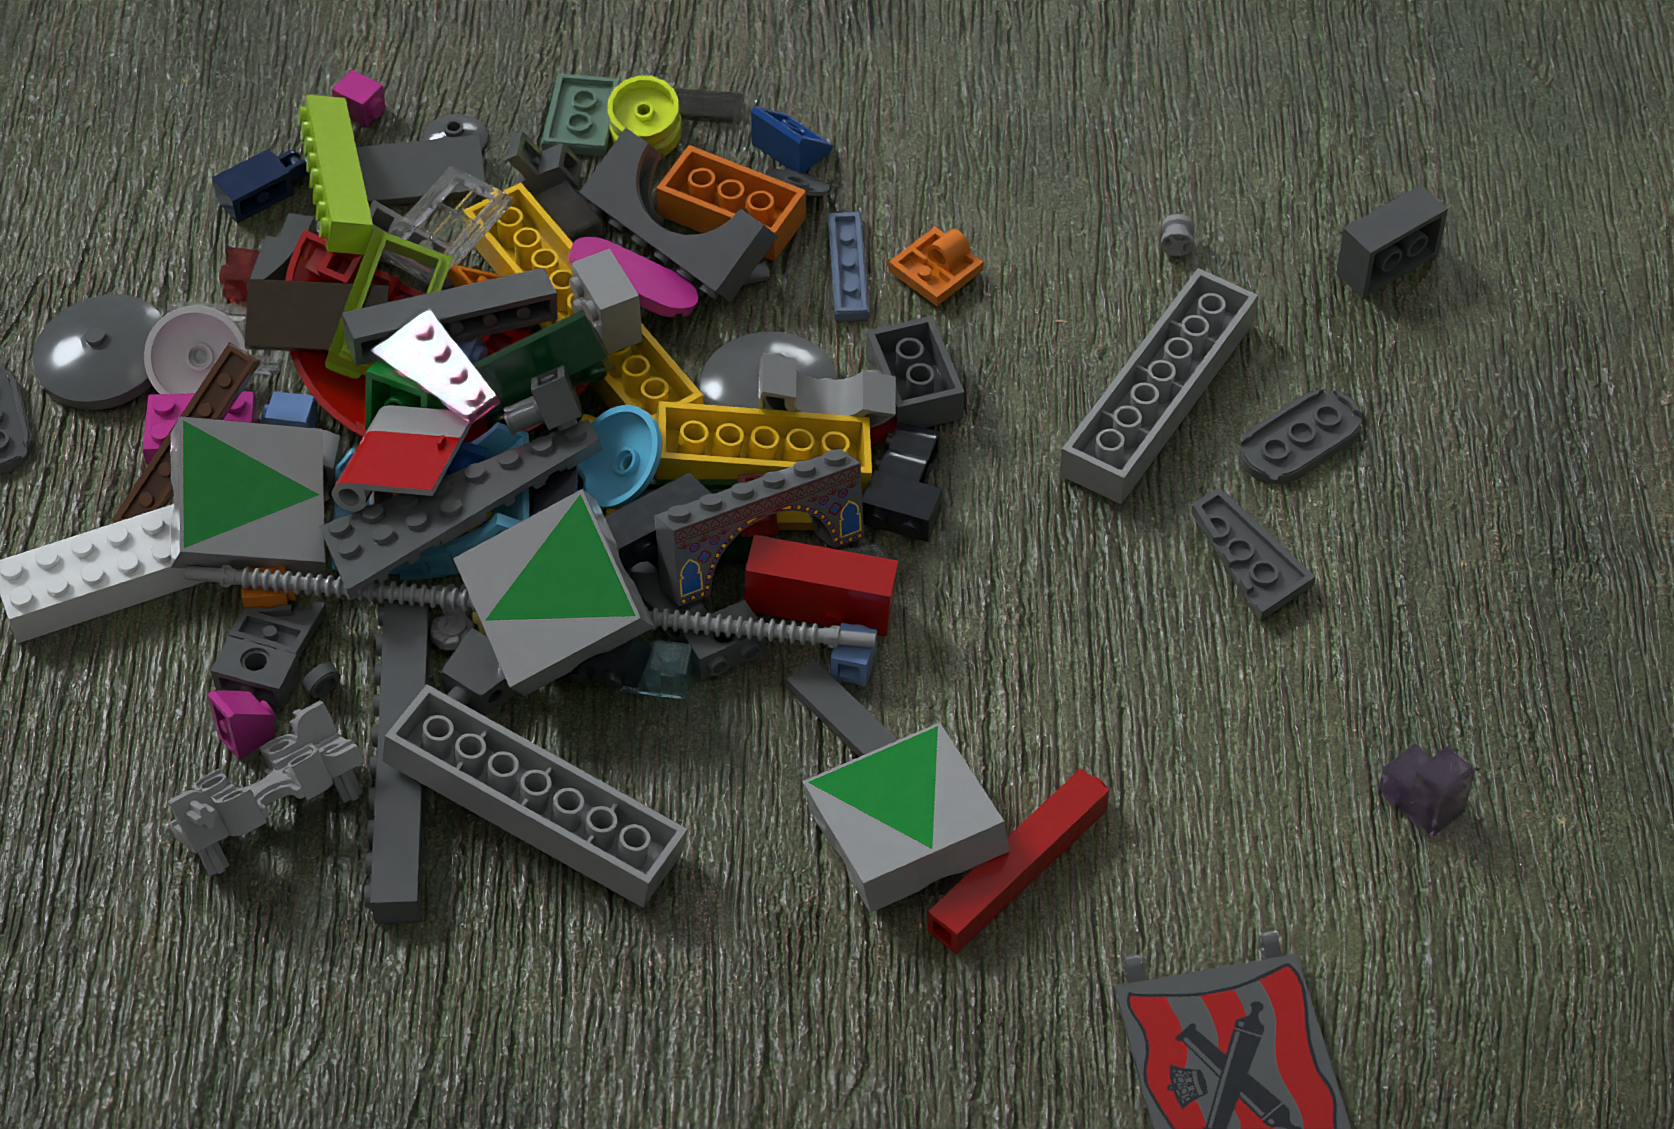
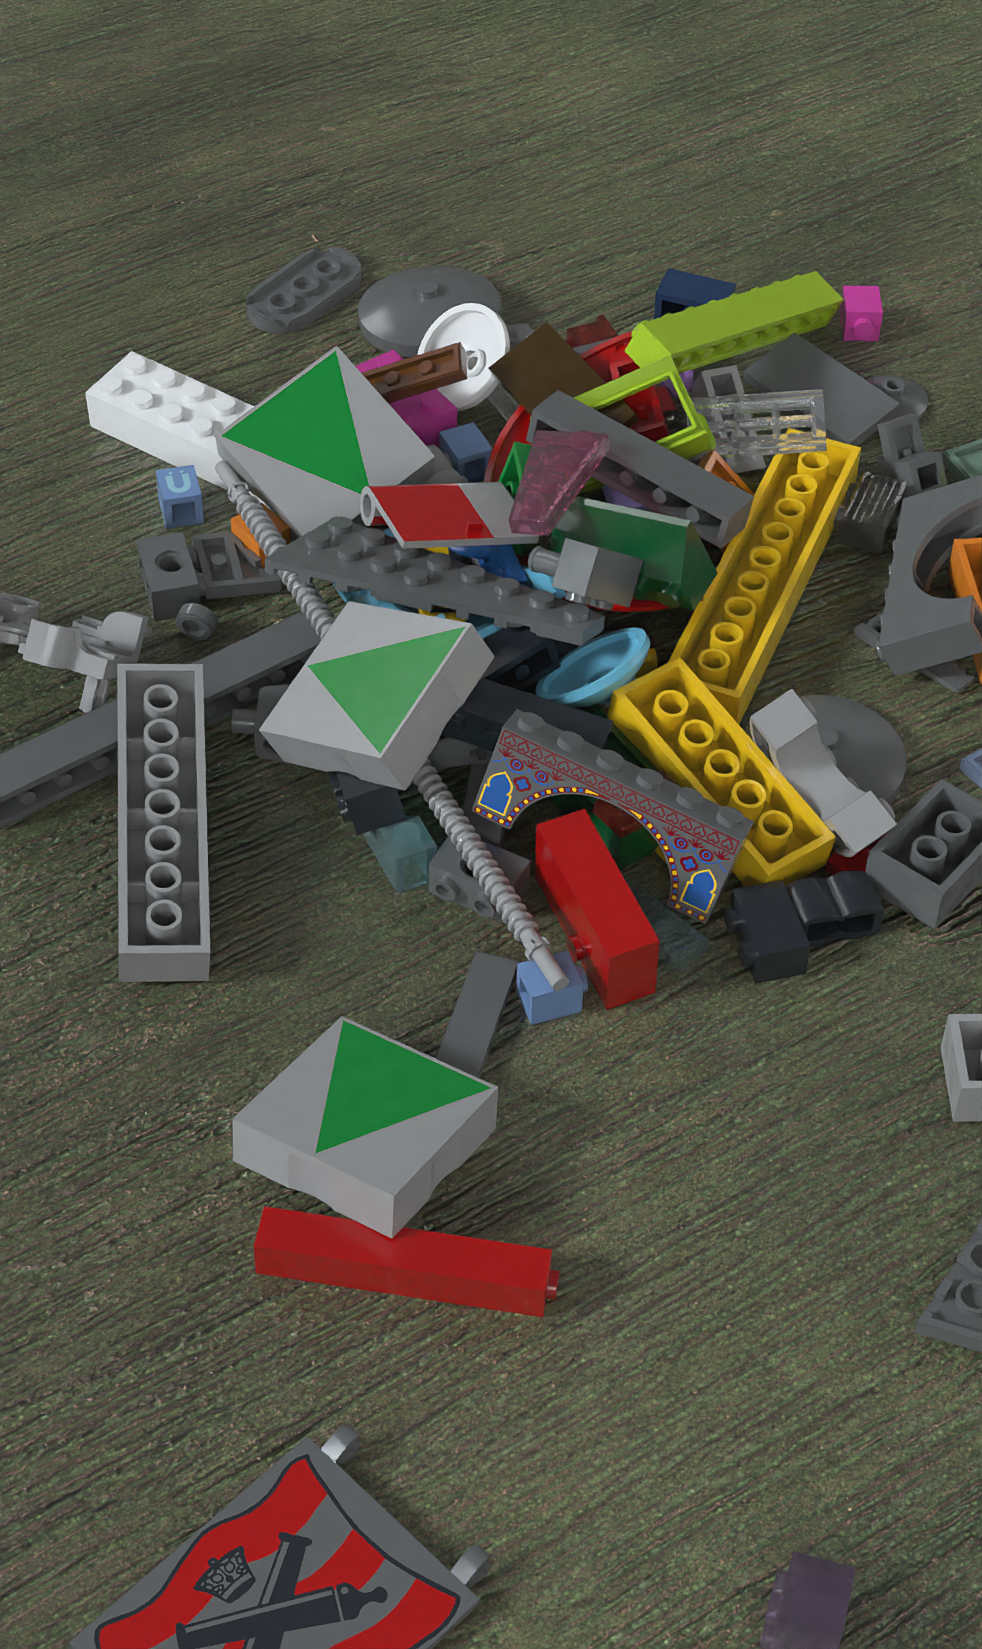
camera: 55 degrees right, 5 degrees down
(171, 621) = (179, 496): none -> medium blue brick
(241, 720) = (101, 582): dark pink slope -> none
(607, 300) = (758, 559): light grey brick -> none
(657, 286) = (833, 580): dark pink tile -> none

